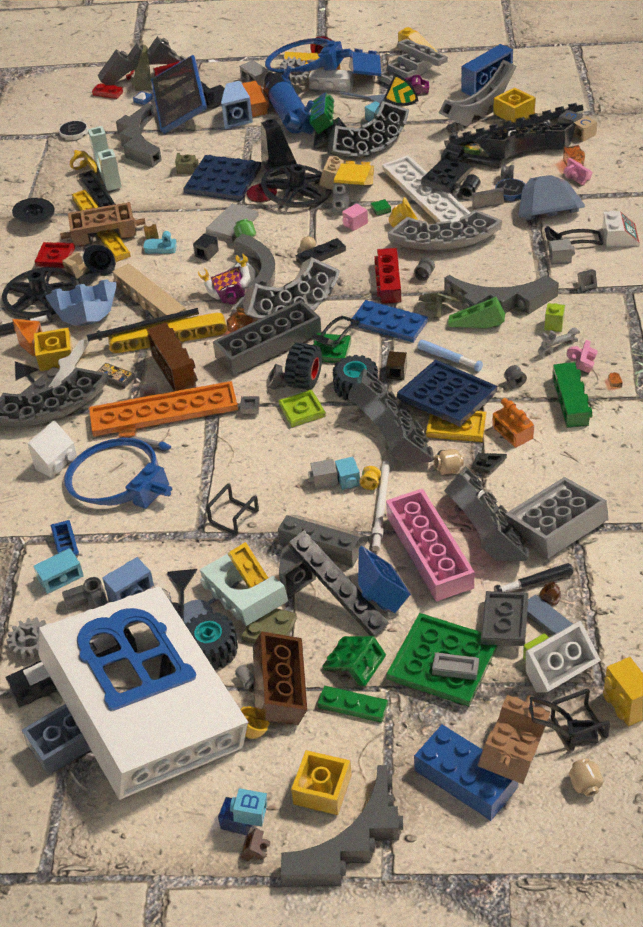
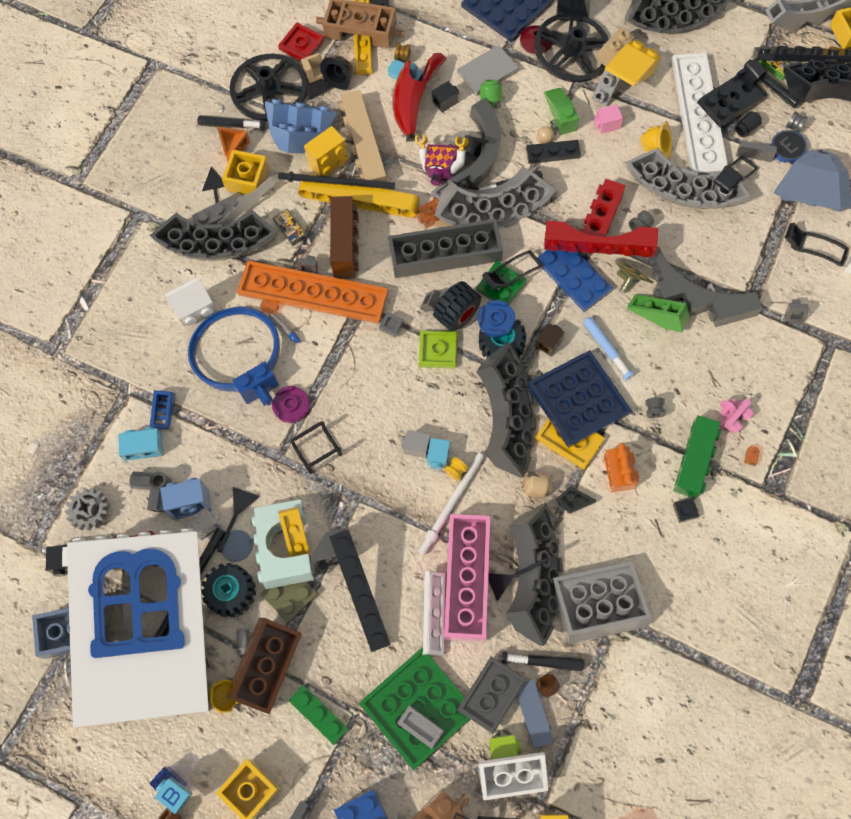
camera: 25 degrees right, 25 degrees up
(122, 308) = (326, 152): none -> yellow brick
(174, 254) = (408, 93): none -> red piece
(189, 493) = (291, 404): none -> magenta tile
(252, 263) = (475, 145): none -> black panel
(314, 225) = (562, 110): none -> bright green slope
(337, 543) = (381, 517): dark grey slope -> none
(343, 359) = (496, 318): none -> blue tile
(357, 655) = (341, 669): green bracket -> none
(371, 293) = (638, 242): none -> red arch
(380, 207) = (642, 113): green tile -> none
(380, 581) = (401, 599): blue slope -> none
(415, 584) = (434, 613): none -> white tile
(462, 536) = (500, 582): none -> black piece
(478, 214) = (729, 177): none -> black piece
(551, 339) = (714, 380): light grey bar -> none
(554, 317) = (735, 349): lime brick -> none
(561, 251) = (791, 261): light grey brick -> none
(586, 434) = (686, 510): none -> black plate

